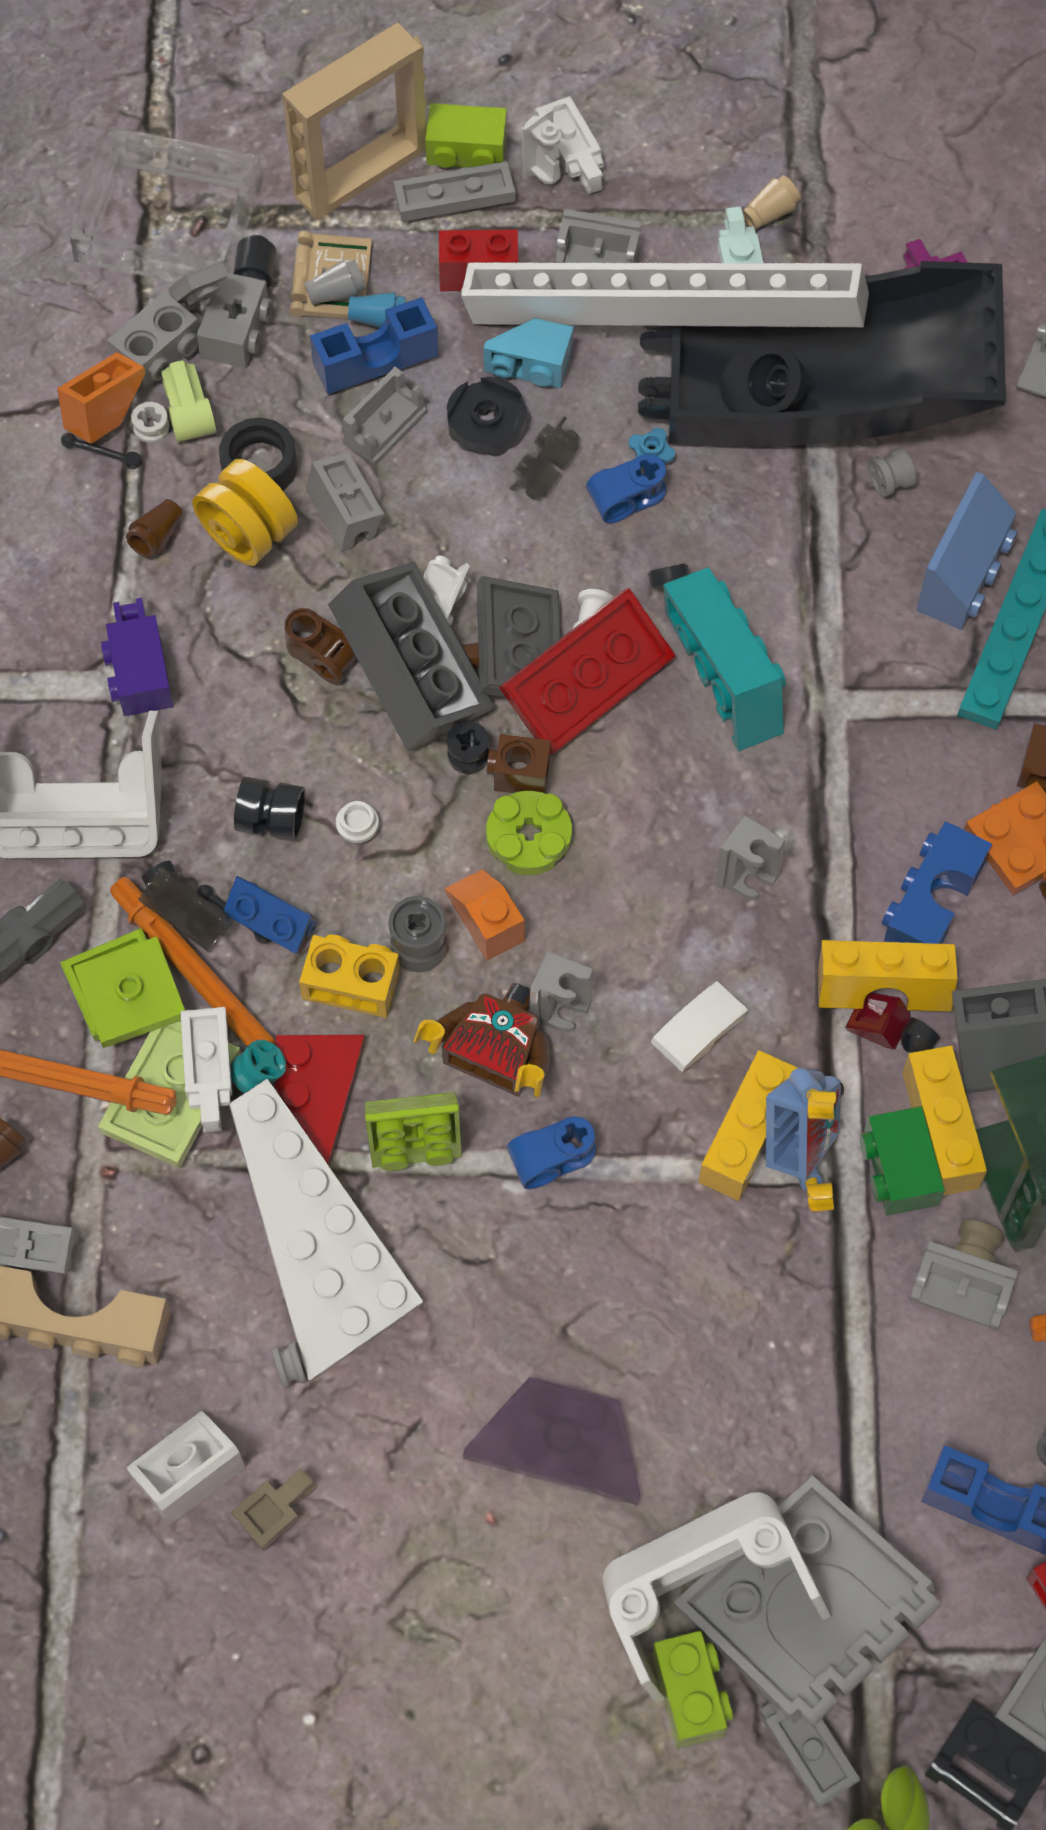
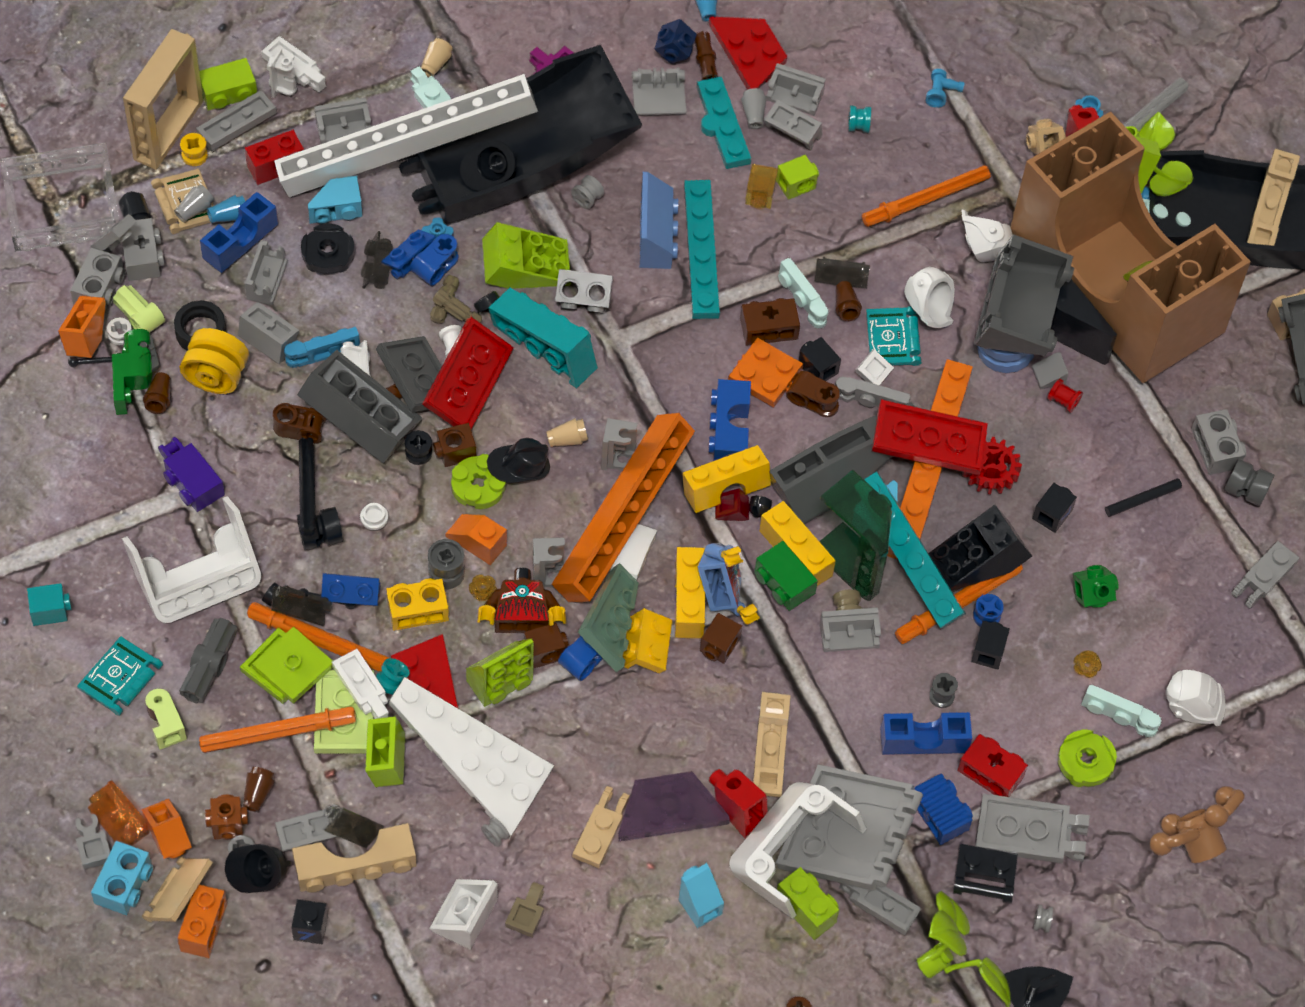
camera: 30 degrees left, 5 degrees down
(86, 1269) = (351, 825): none -> clear smoke hinge
(136, 480) = (133, 367): none -> green plate
(190, 1176) = (385, 751): none -> lime brick
(277, 743) = (307, 487): none -> black axle
(370, 218) = (193, 156): none -> yellow wheel
(397, 549) = (319, 347): none -> dark azure hinge
(443, 1429) = (600, 830): none -> tan hinge
(450, 998) = (482, 594): none -> clear yellow plate
(499, 1114) = (548, 644): none -> reddish brown brick
(532, 1604) = (700, 895): none -> medium azure slope
(580, 465) = (401, 257): none -> blue hinge
(598, 827) = (520, 461): none -> black piece
(608, 1115) = (610, 617): none -> sand green wing
(613, 548) = (450, 285): none -> dark tan axle
(620, 566) = (455, 306): none -> dark tan axle
(652, 1171) = (648, 641): none -> yellow bracket
(663, 1478) = (740, 799): none -> red torso
(690, 813) = (567, 434): none -> tan cone
(712, 956) = (623, 508): none -> orange brick
(755, 534) = (523, 257): none -> lime slope
(755, 1415) = (771, 743): none -> tan slope
(760, 1215) = (720, 638): none -> reddish brown brick
(818, 604) = (585, 282): none -> light grey brick
(970, 1632) = (943, 809): none -> blue brick

